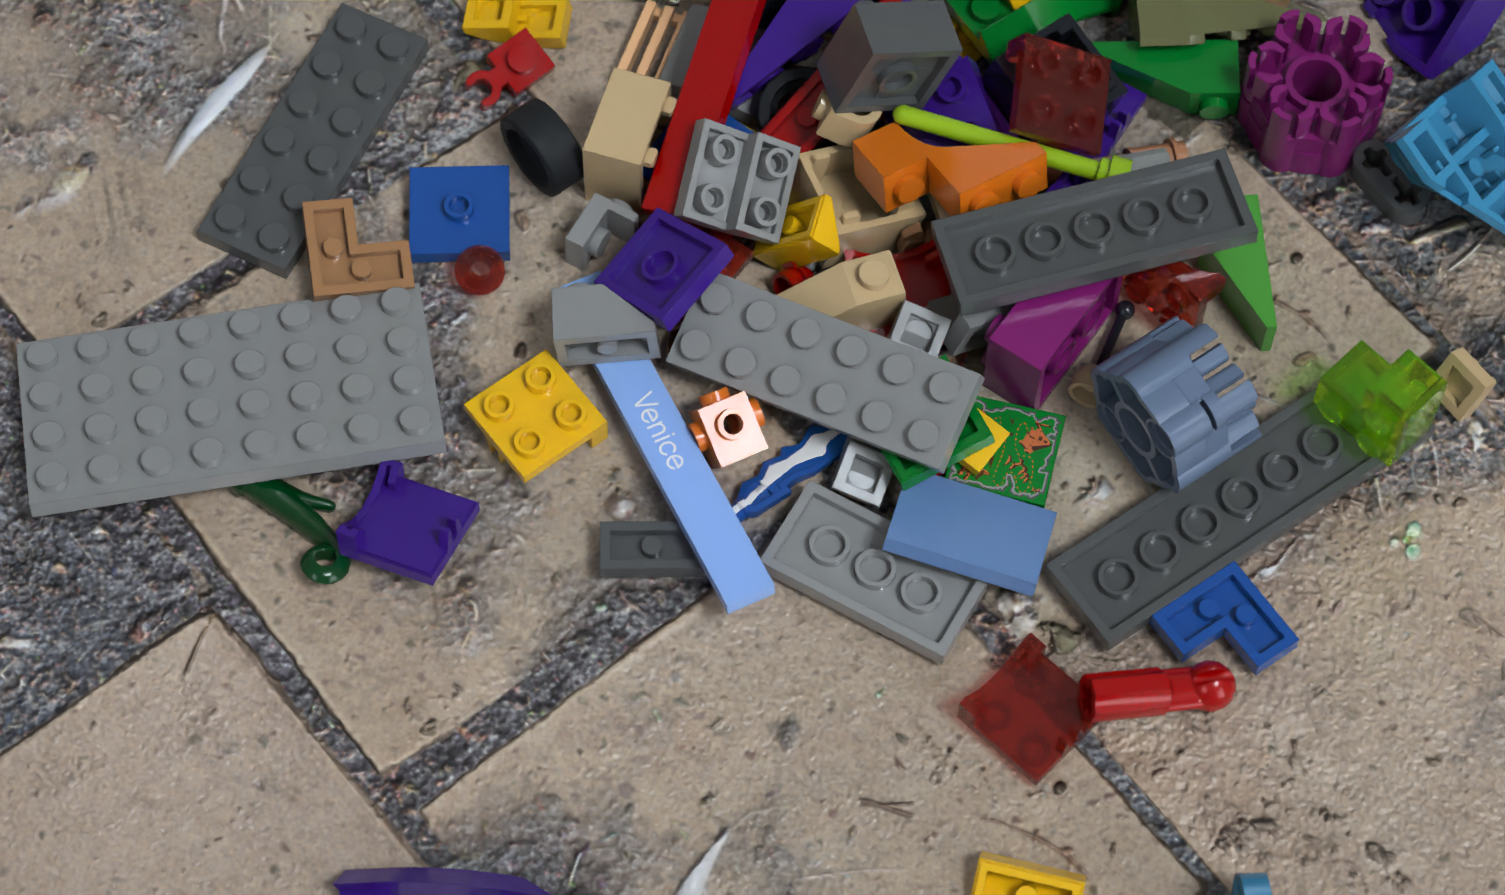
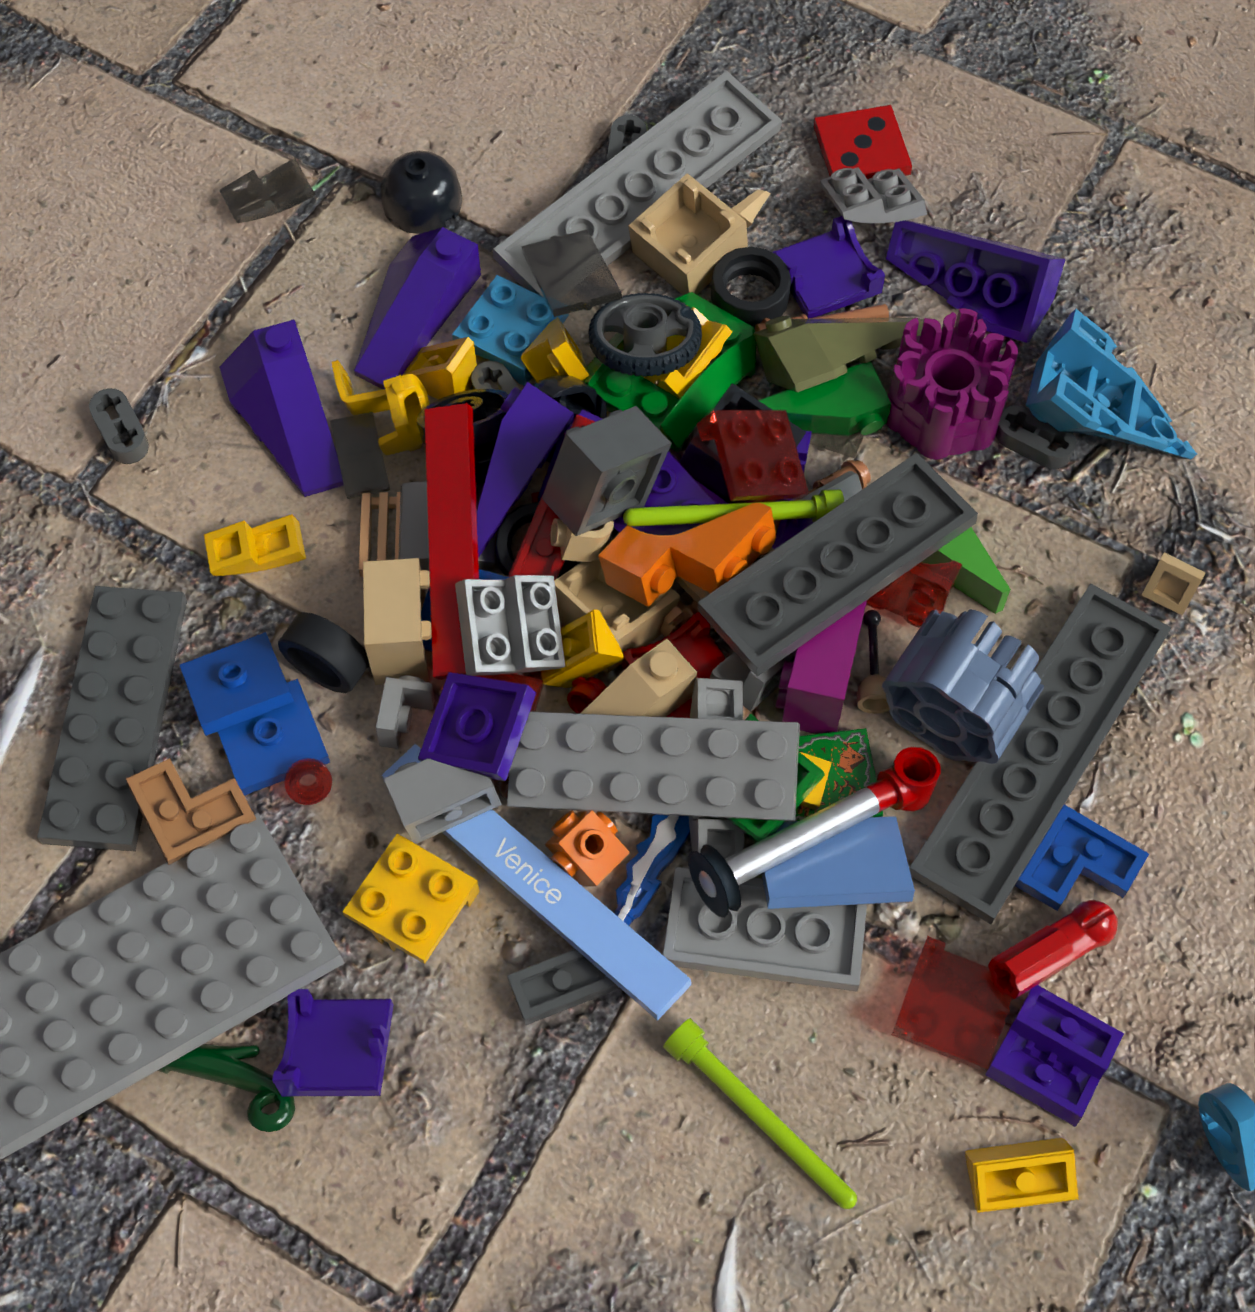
camera: 20 degrees left, 0 degrees up
(445, 148) = (236, 683): none -> blue plate
(514, 66) = (270, 590): red plate -> none
(751, 651) = (689, 1045): none -> lime piece
(1063, 482) = (719, 878): none -> piece
(1112, 794) = (1054, 1055): none -> dark purple slope
(1381, 402) = (1126, 623): clear neon green brick -> none

